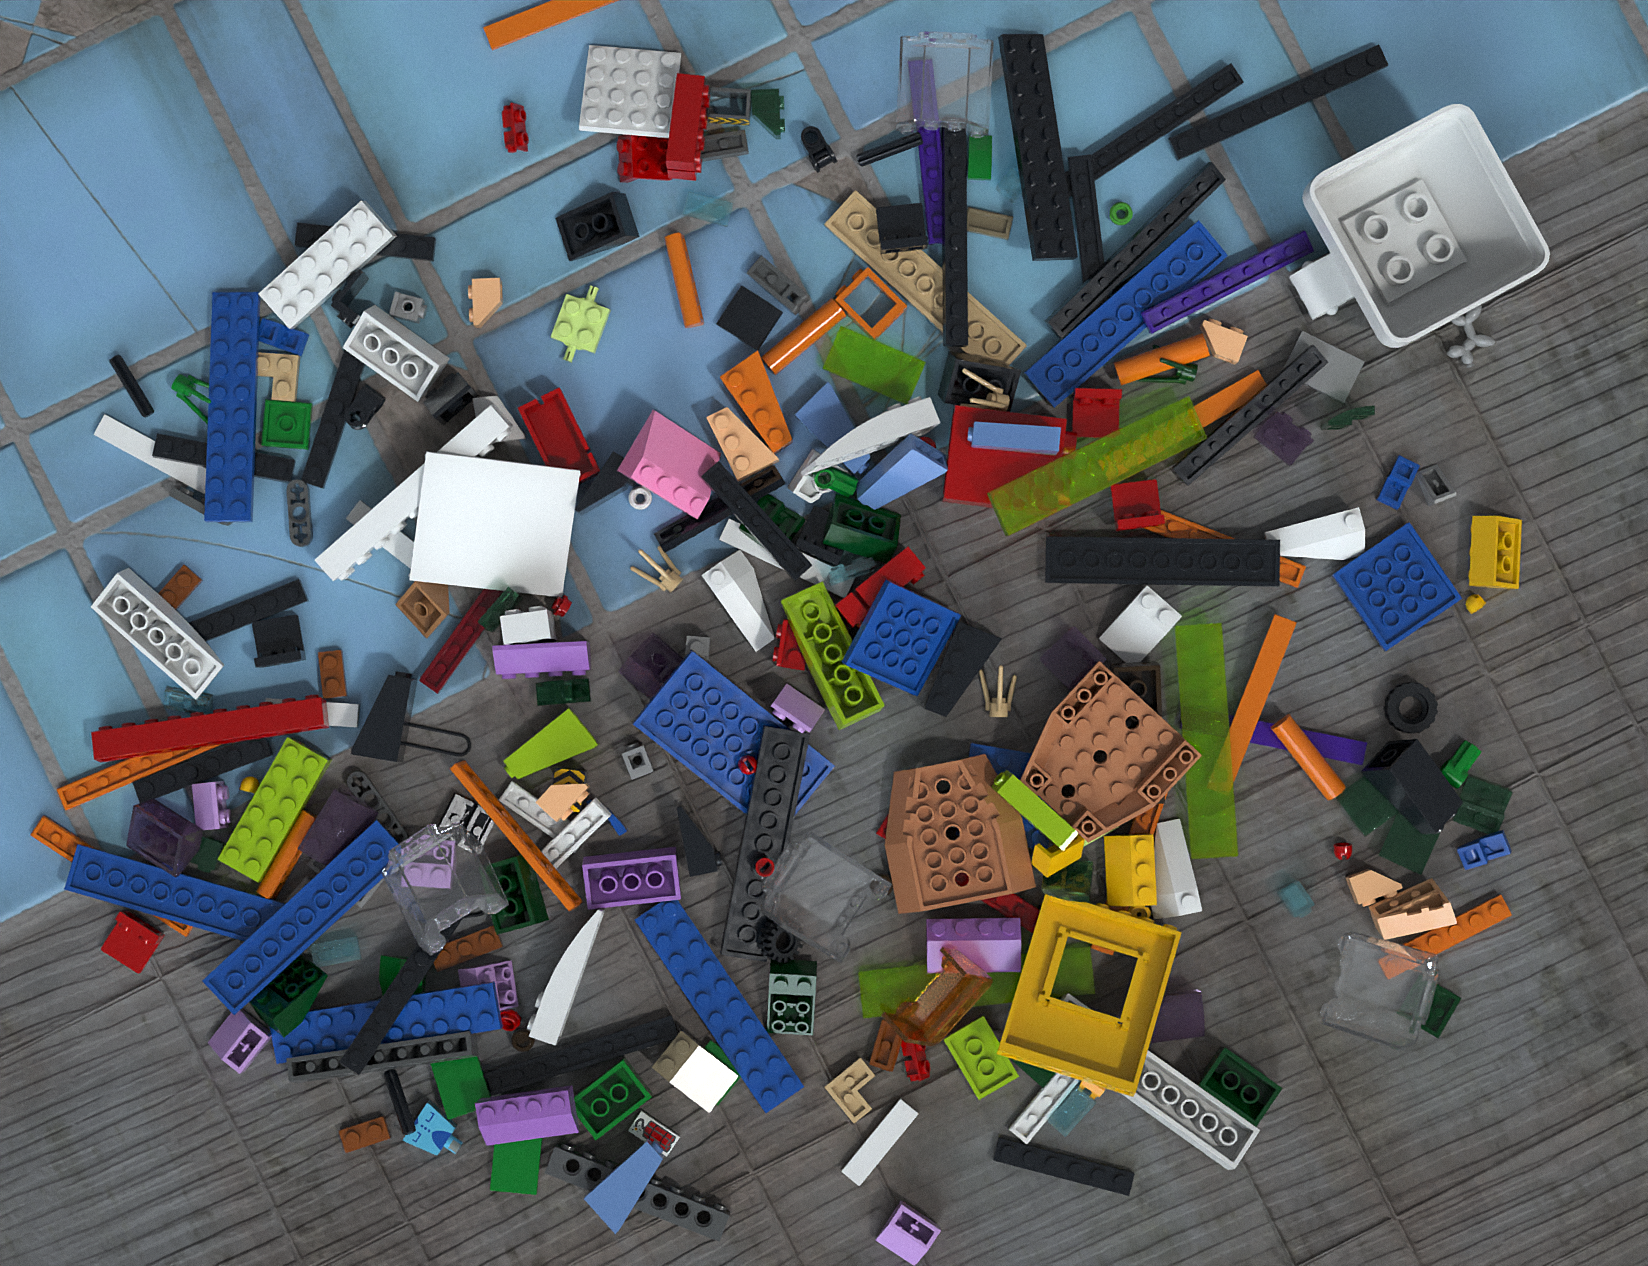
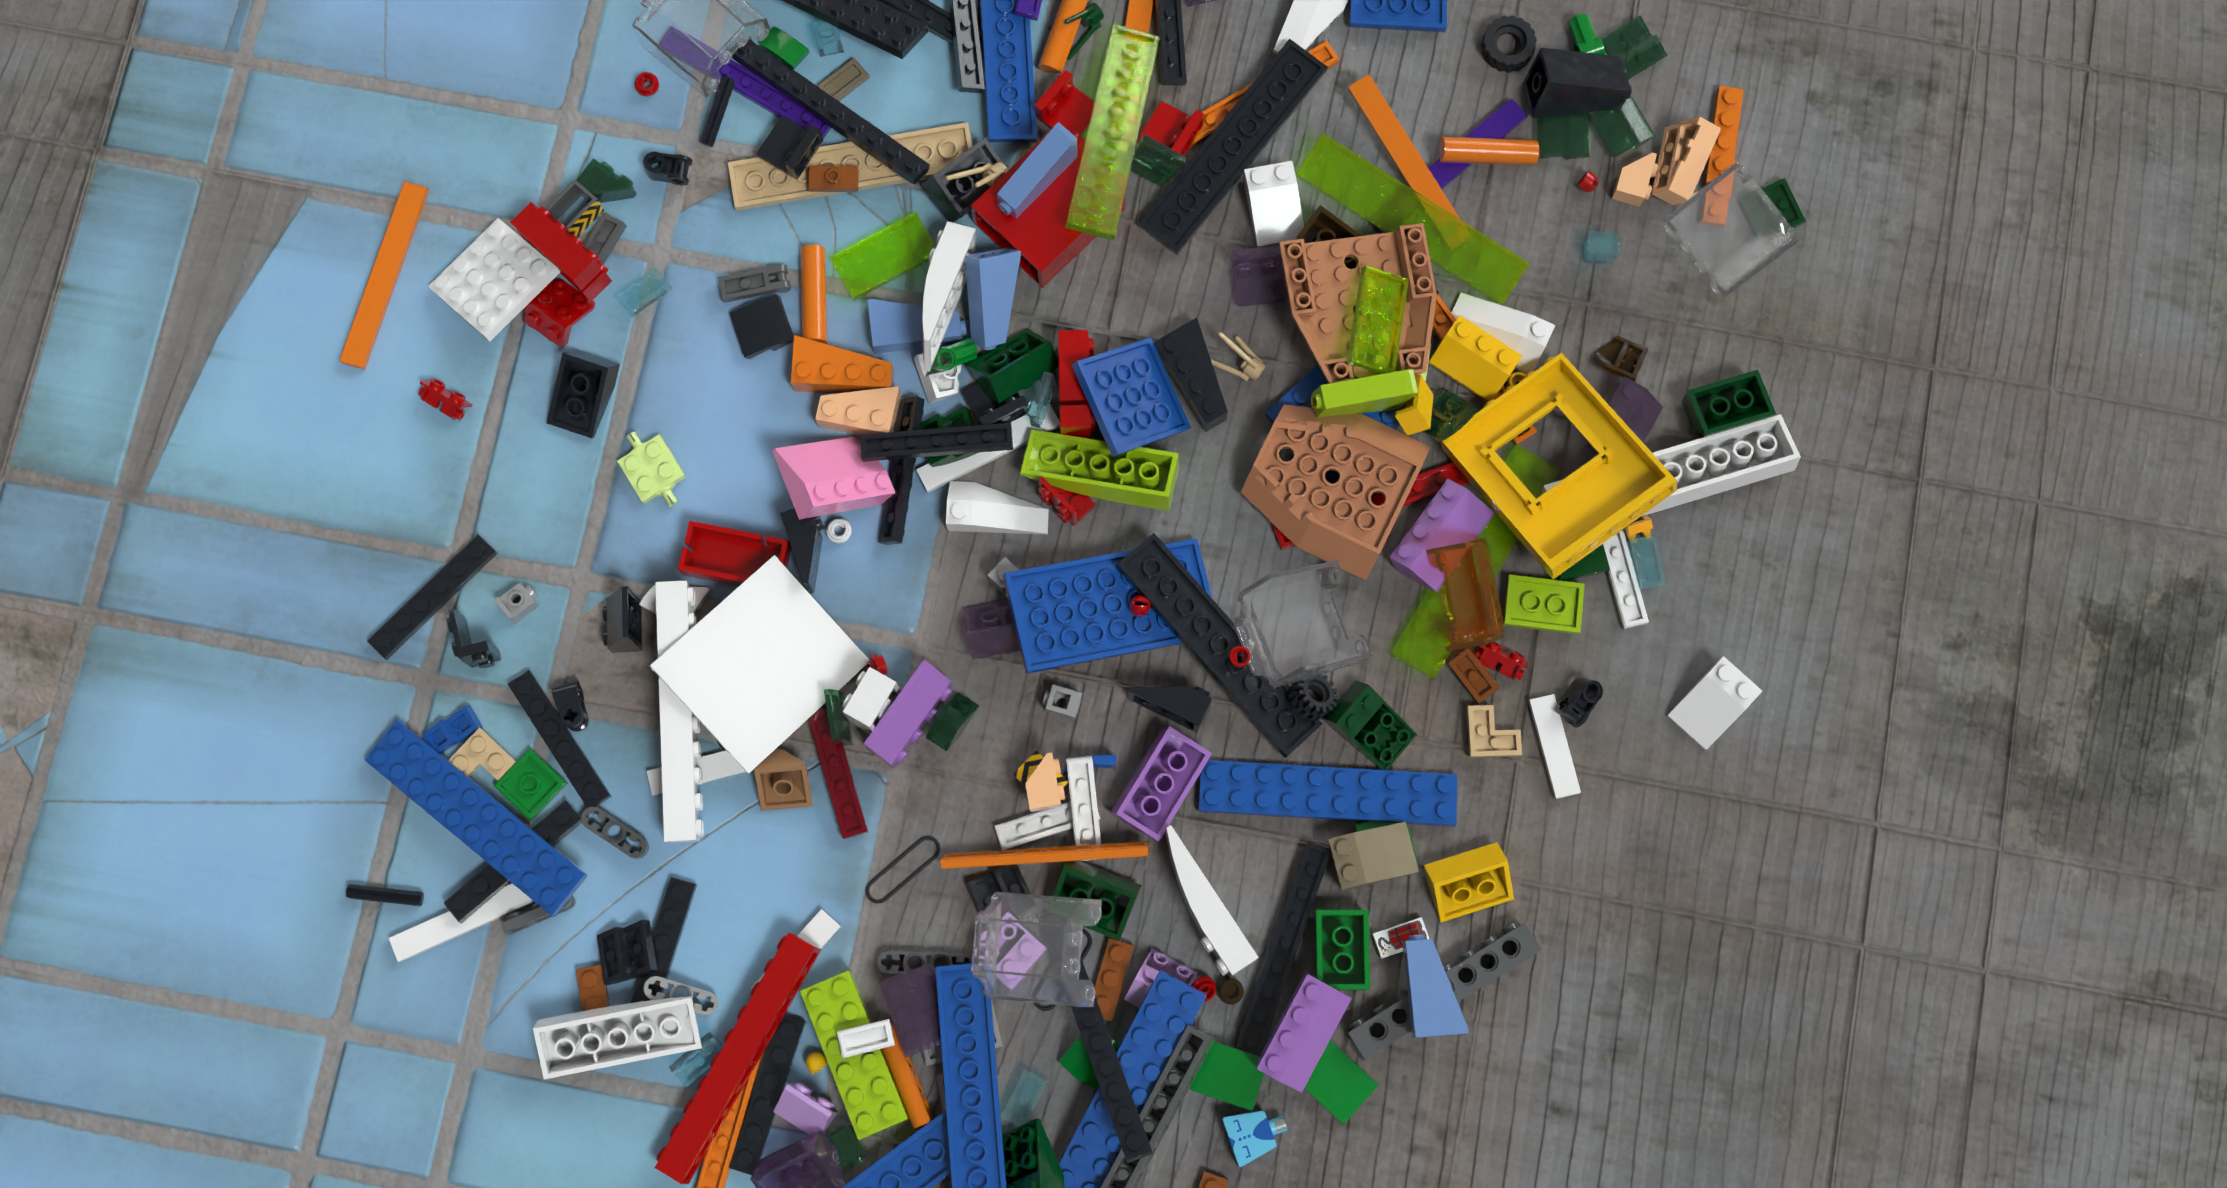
camera: 50 degrees left, 10 degrees down
(185, 387) = (425, 846): green plant -> none
(221, 635) = (664, 983): none -> light grey beam
(222, 591) = (626, 952): none -> black slope
(278, 641) = (710, 937): black bracket -> none
(289, 811) = (866, 1038): none -> white tile
(327, 264) = (423, 639): white brick -> none
(332, 674) = (777, 912): dark orange plate -> none
(388, 722) = (858, 893): black slope -> none
(395, 352) = (546, 641): white slope -> none
(399, 1102) = (1202, 1144): black axle -> none
(486, 298) = (566, 530): light nougat slope -> none
(553, 744) = (992, 760): lime slope -> none
(669, 578) = (927, 556): tan plant -> none
(684, 280) = (686, 355): orange brick -> none
(731, 1152) = (1469, 881): none -> yellow slope
(797, 708) = (1123, 531): lavender slope -> none
(871, 70) = (644, 78): none -> red plate
(887, 320) = (835, 239): orange window -> none
(902, 281) = (833, 178): none -> dark orange plate
(908, 1233) = (1655, 780): lavender slope -> none
(926, 1136) = (1578, 702): none -> black piece
(1000, 1236) = (1714, 703): none -> white slope
(1063, 1166) = (1690, 606): black plate -> none
(1097, 778) = (1377, 320): none -> clear neon green plate
(1101, 515) = (1155, 161): none -> clear green slope
(1218, 978) = (1621, 357): none -> dark brown slope
(1484, 849) = (1671, 72): blue slope -> none

